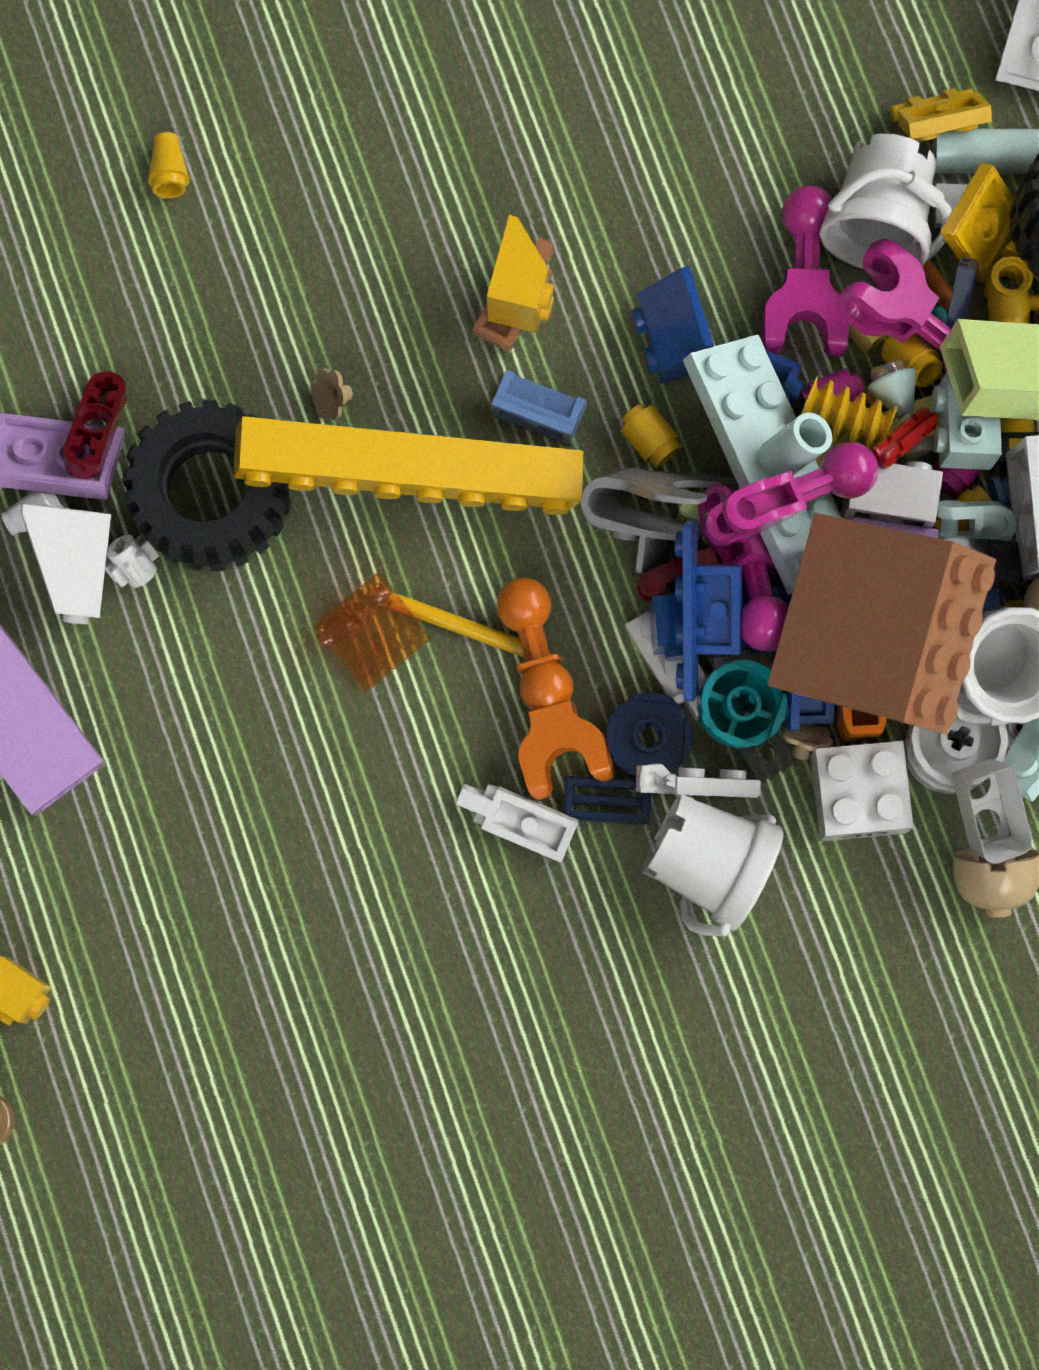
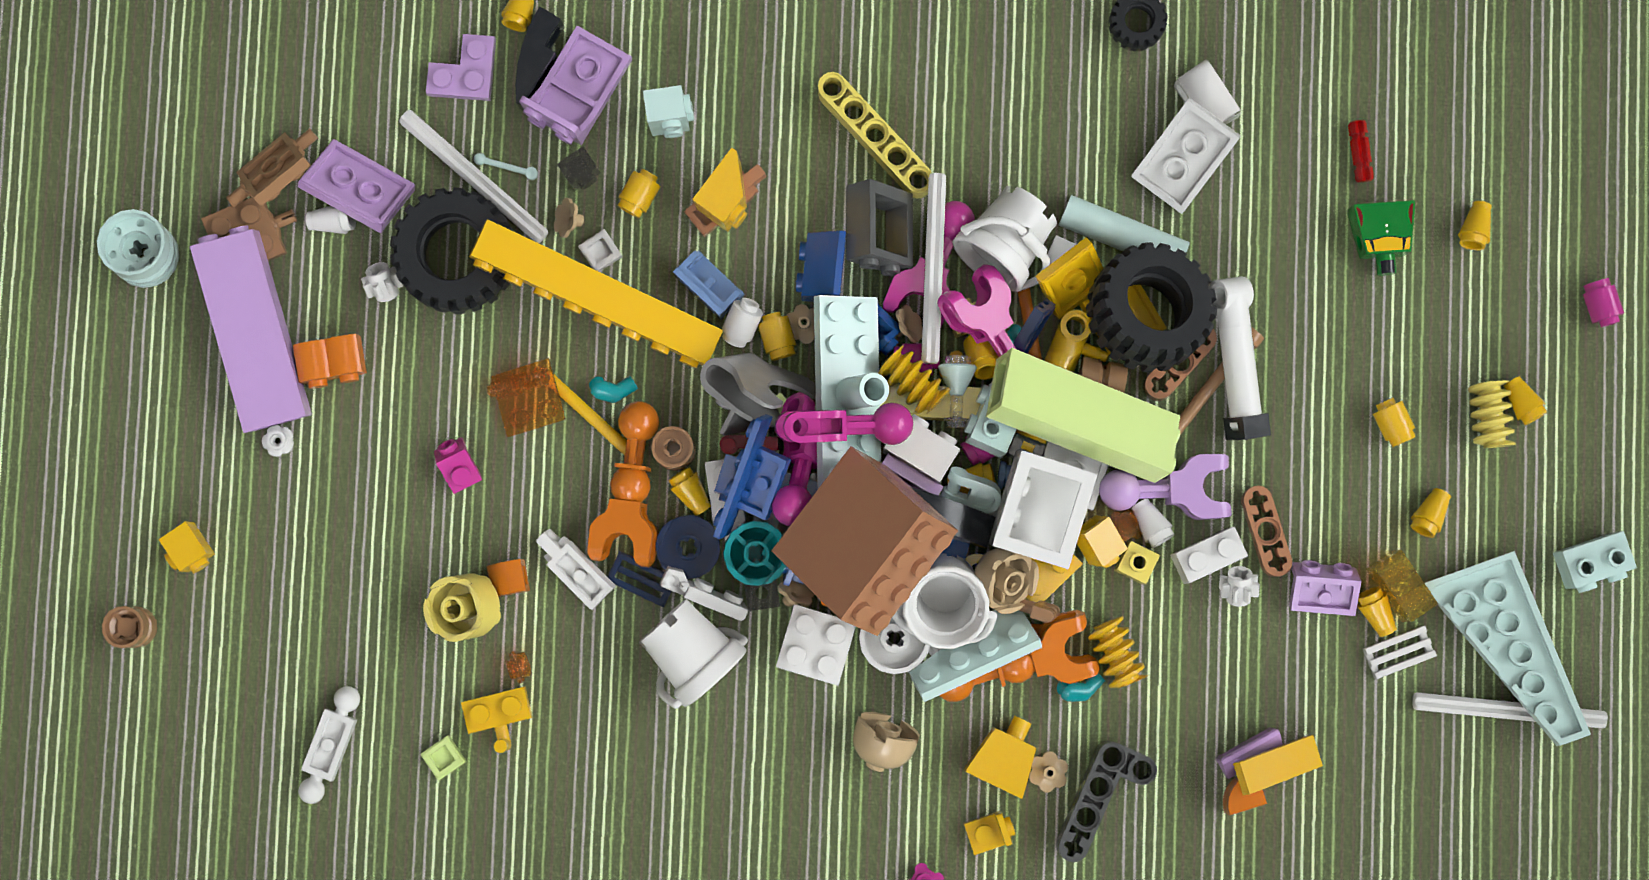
camera: 25 degrees right, 5 degrees up
(70, 557) = (339, 262): white slope -> none
(87, 816) = (284, 446): none -> white plate
(98, 440) = (394, 189): dark red beam -> none
(103, 683) = (330, 359): none -> orange brick
(138, 277) = (469, 79): none -> lavender plate
(174, 383) = (473, 176): none -> white axle
(213, 213) = (536, 53): none -> black slope
(261, 360) = (531, 172): none -> light aqua hinge
(277, 232) = (577, 87): none -> lavender bracket
(297, 1169) = (329, 745): none -> white plate
(316, 750) = (456, 464): none -> dark pink bracket
(321, 329) = (579, 169): none -> clear smoke plate
(380, 907) = (462, 607): none -> light yellow brick
(387, 415) = (600, 251): none -> white tile
(404, 214) = (668, 111): none -> light aqua brick
(407, 330) = (638, 193): none -> yellow brick
(438, 866) = (509, 577): none -> orange brick
(449, 1126) = (443, 757): none -> yellowish green tile
(474, 584) = (611, 392): none -> teal arm
(494, 1040) = (497, 712): none -> yellow plate
(498, 970) = (518, 666): none -> clear orange plate
(581, 620) = (673, 448): none -> medium nougat wheel
(601, 433) = (741, 322): none -> white brick
(622, 665) = (690, 491): none -> yellow cone
(658, 132) = (871, 120): none -> light yellow beam
(681, 418) = (804, 333): none -> tan plant
(723, 250) = (861, 206): none -> dark grey window
(807, 357) = (909, 323): none -> tan plant
(811, 273) = (933, 268): none -> white axle
(904, 437) = (943, 414): red axle -> none
(950, 111) = (1078, 187): yellow plate -> none
(1004, 783) = (894, 723): white piece -> none

